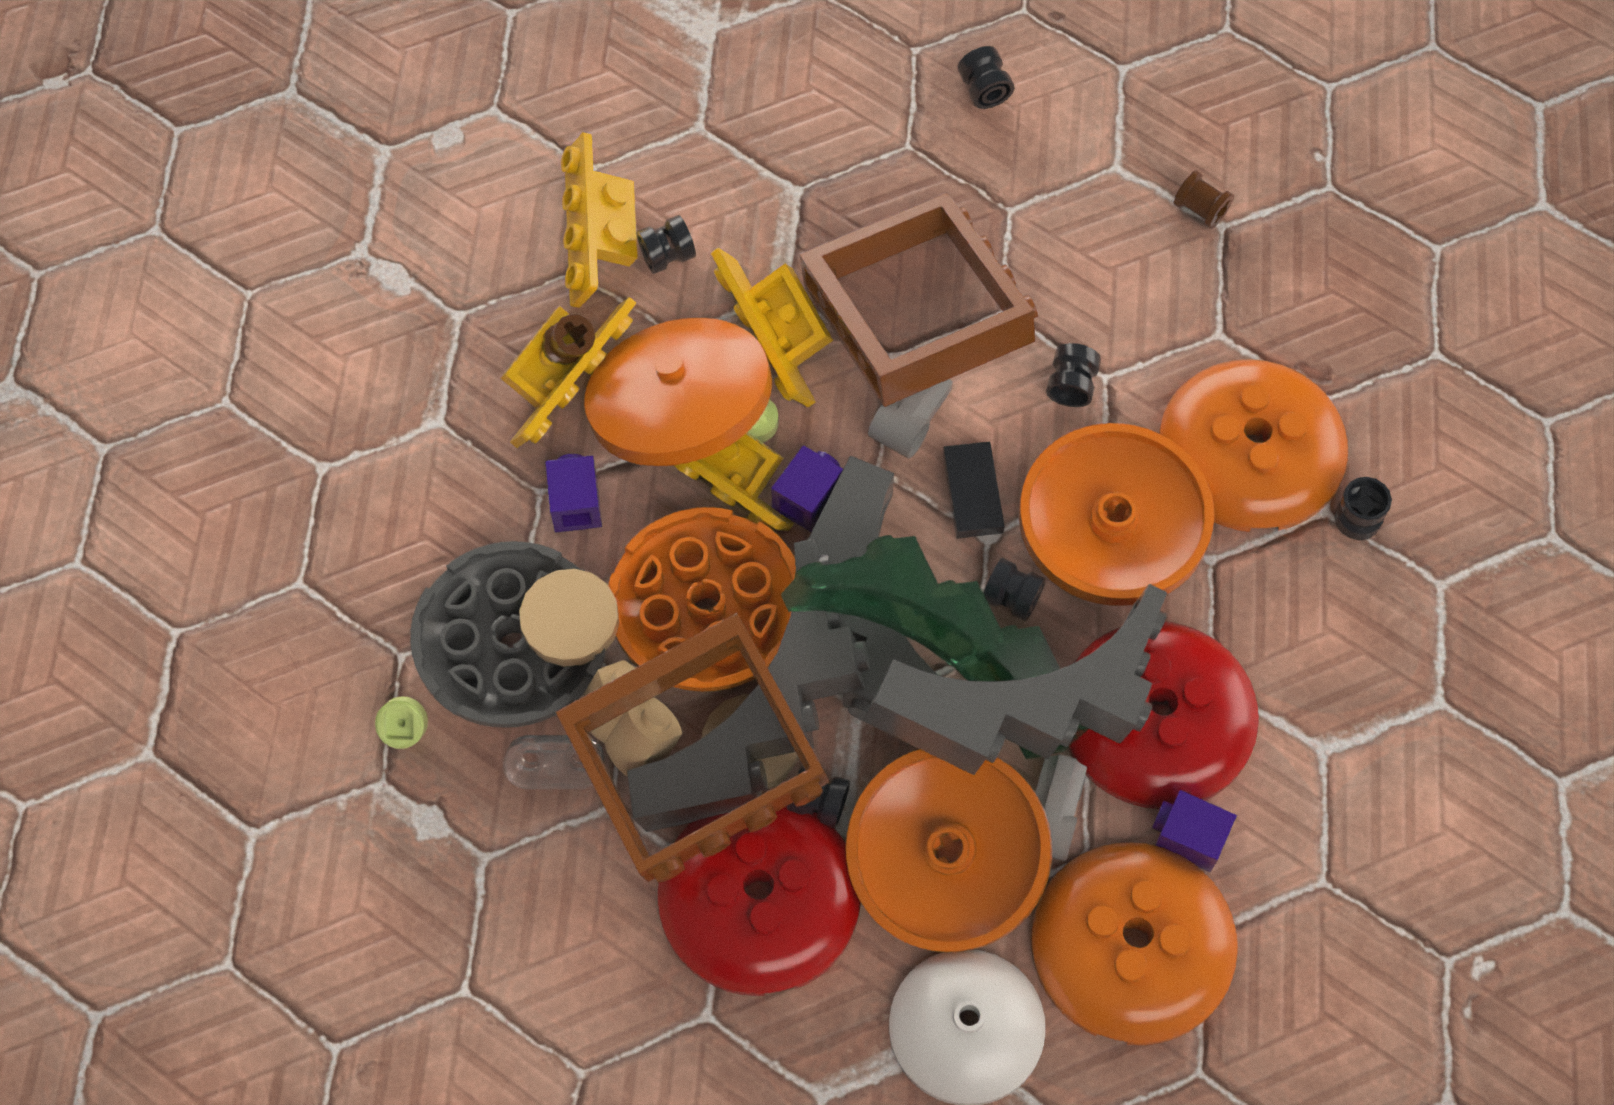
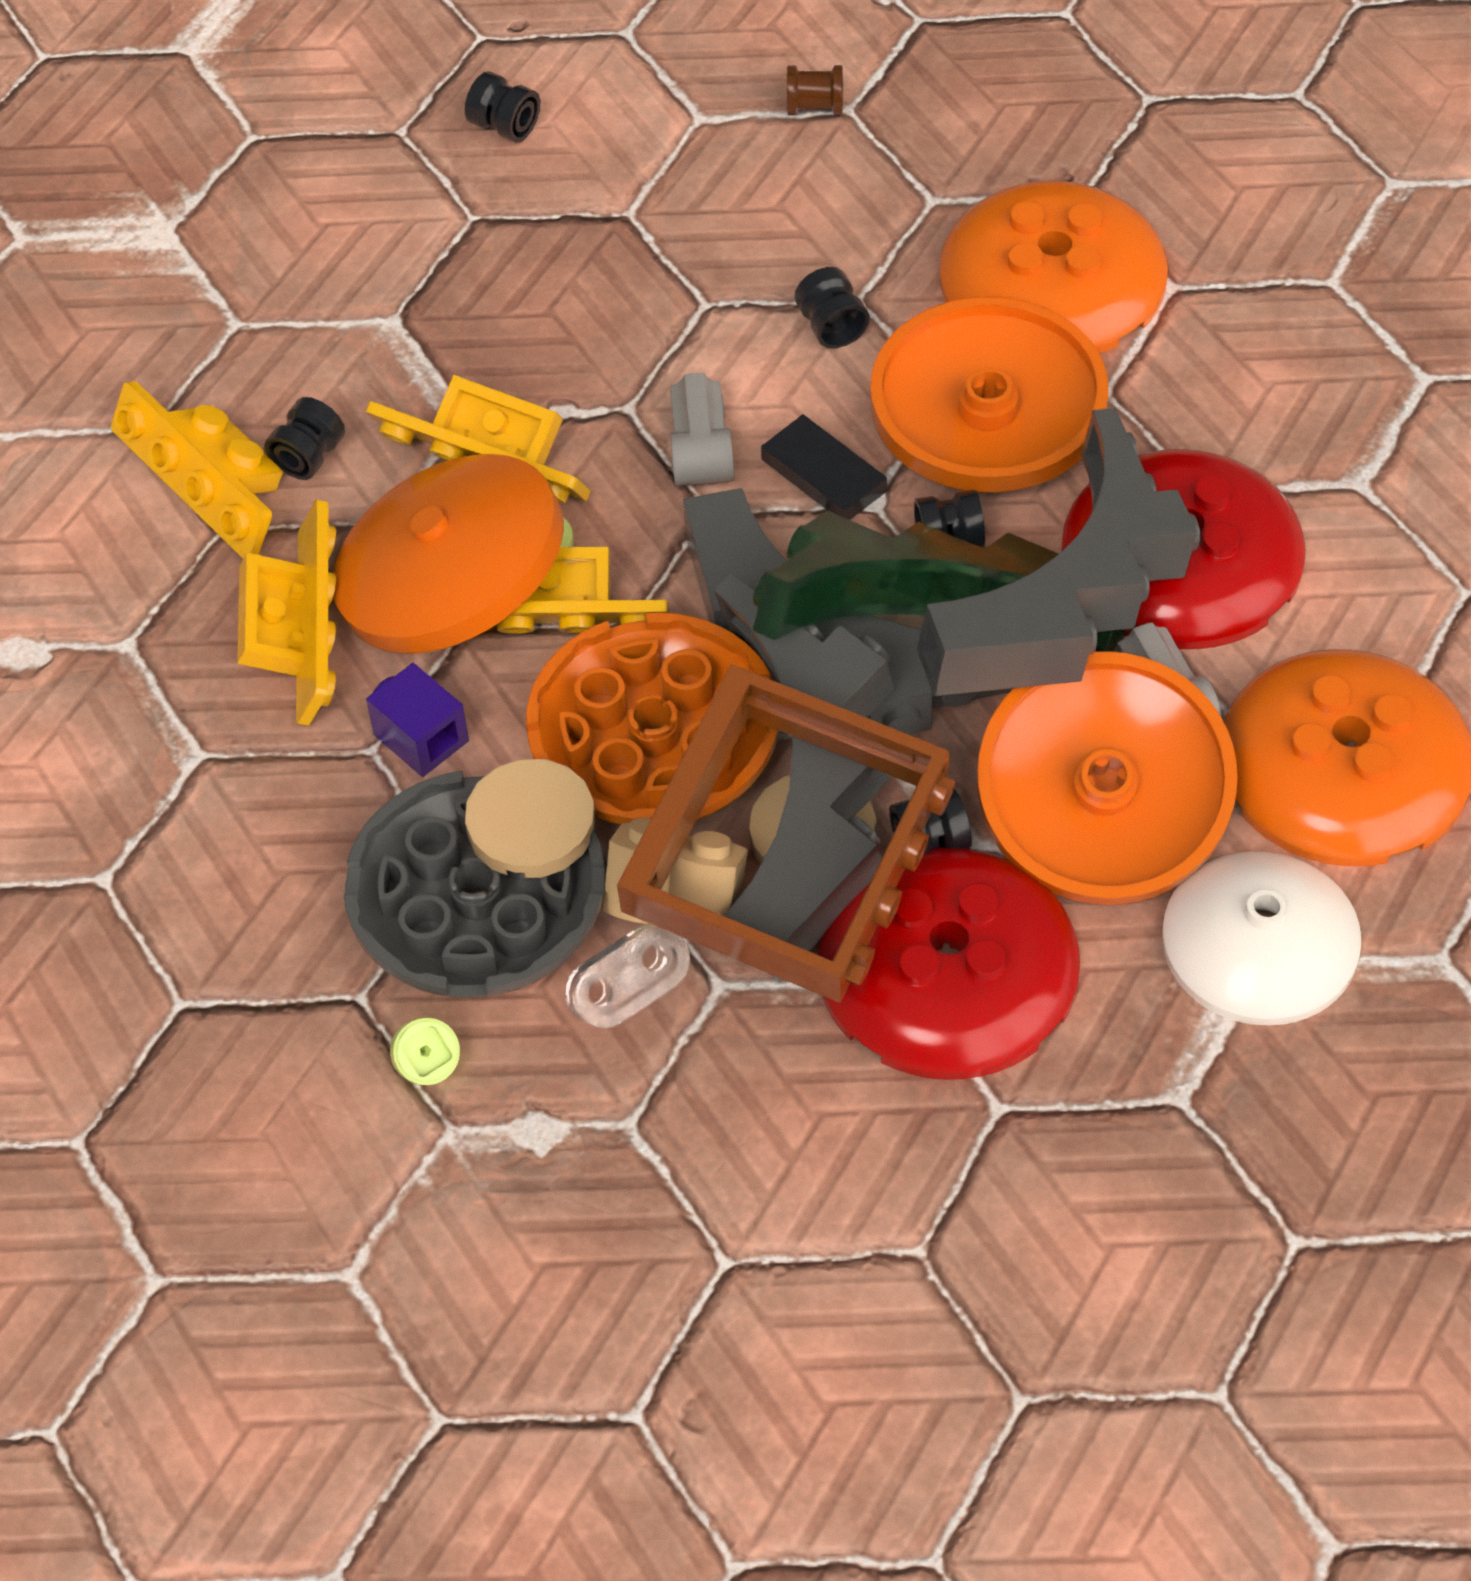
camera: 35 degrees left, 10 degrees down
(579, 329) = (292, 565): reddish brown bush -> none
(805, 487) = (660, 560): dark purple brick -> none
(942, 358) = (611, 394): dark orange window -> none
(1193, 829) = (1315, 613): dark purple brick -> none
(1370, 500) = (1209, 254): black wheel -> none

